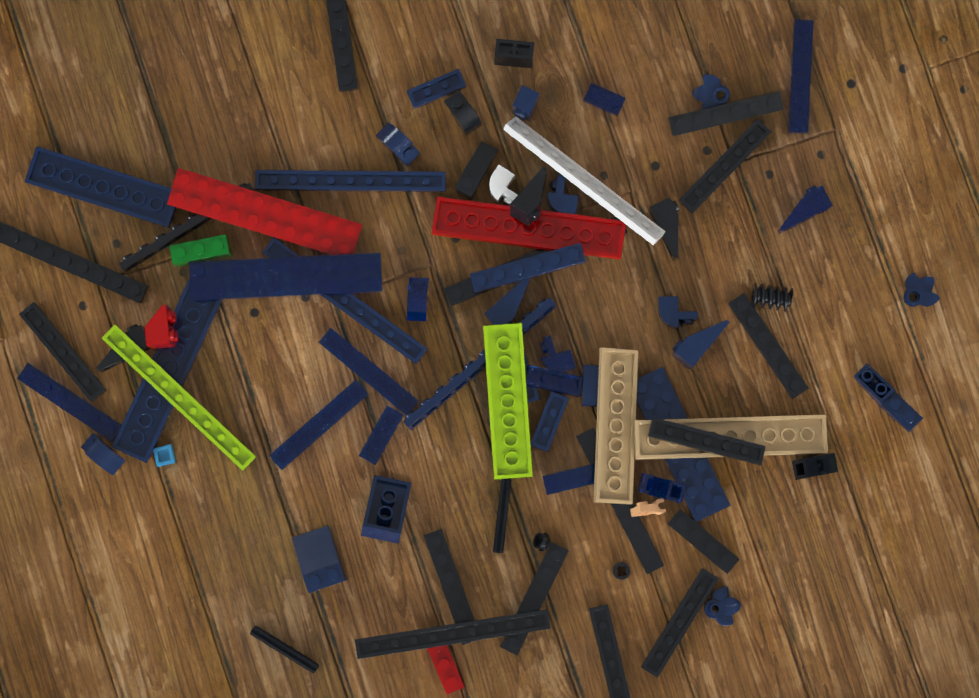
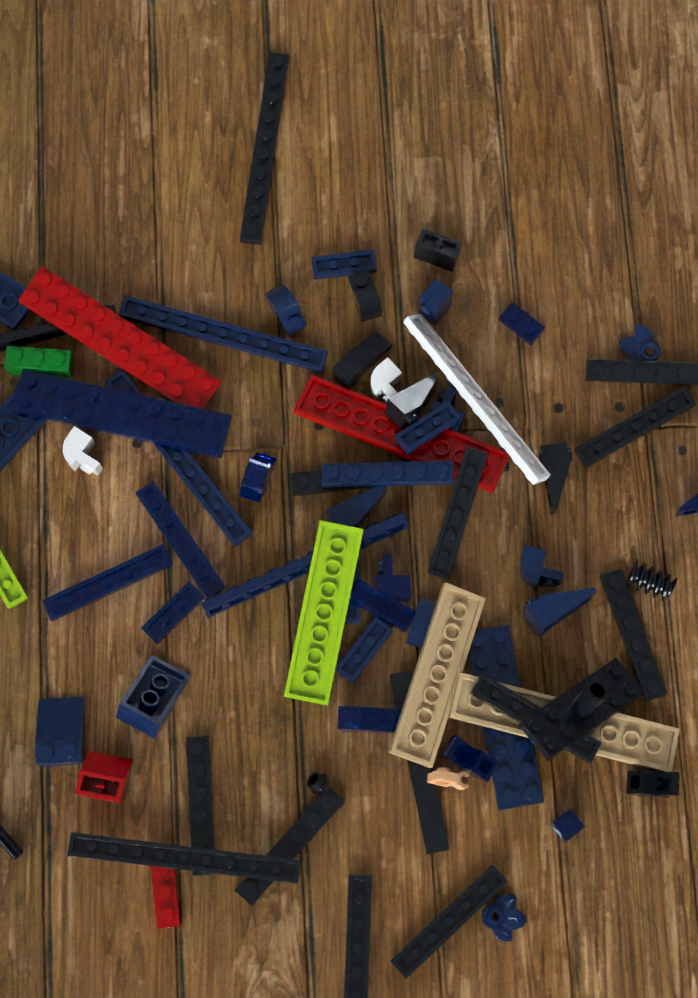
camera: 10 degrees right, 10 degrees down
(256, 319) = (76, 450): none -> white brick
(367, 586) = (104, 777): none -> red slope
(502, 515) = (281, 740): black axle -> none
(550, 219) = (427, 428): none -> dark blue plate
(596, 285) = (458, 513): none -> black plate
(627, 571) = (392, 840): black bush -> none
(703, 541) = (502, 835): black plate -> none
(742, 422) = (581, 709): none -> black plate
(754, 519) = (567, 825): none -> clear blue brick

